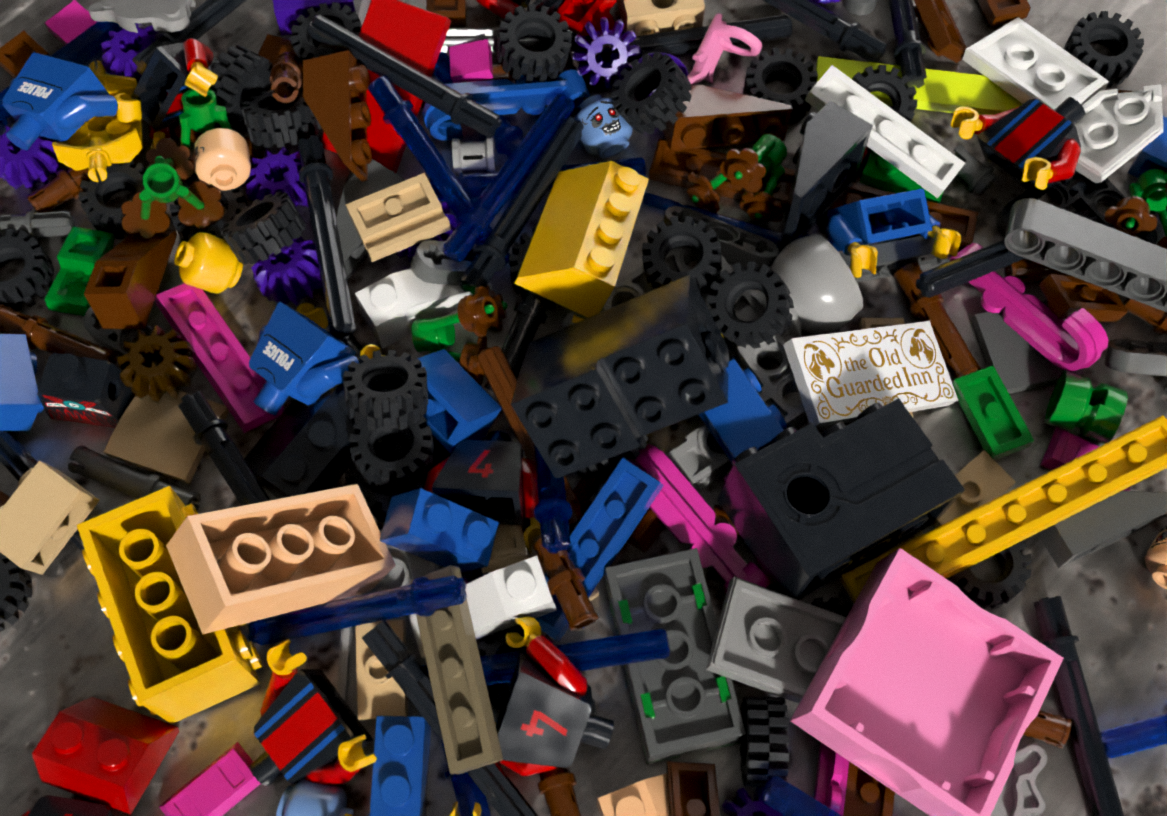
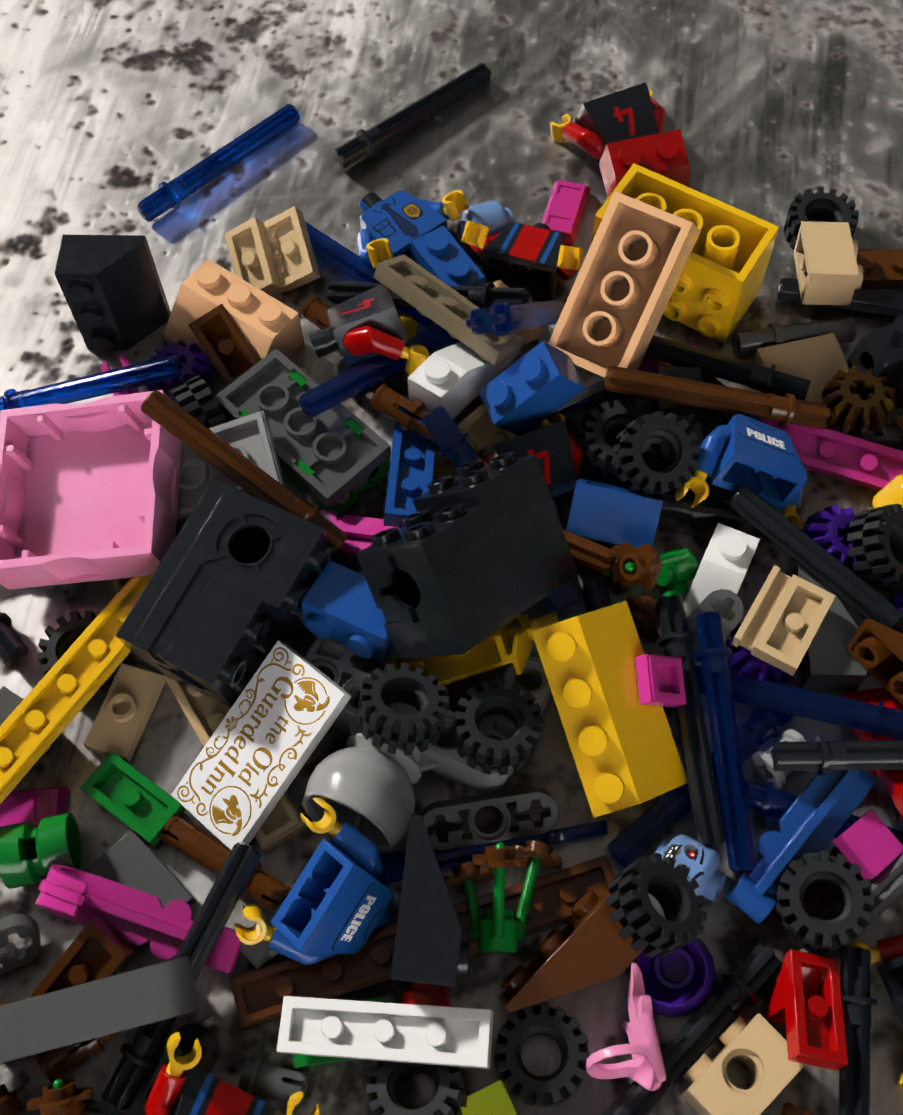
camera: 150 degrees right, 5 degrees down
(231, 388) = (688, 392): none -> reddish brown axle
(532, 221) = (660, 680): none -> dark pink tile
(594, 45) = (745, 944): dark purple gear -> none
(732, 535) = (233, 463): none -> reddish brown axle

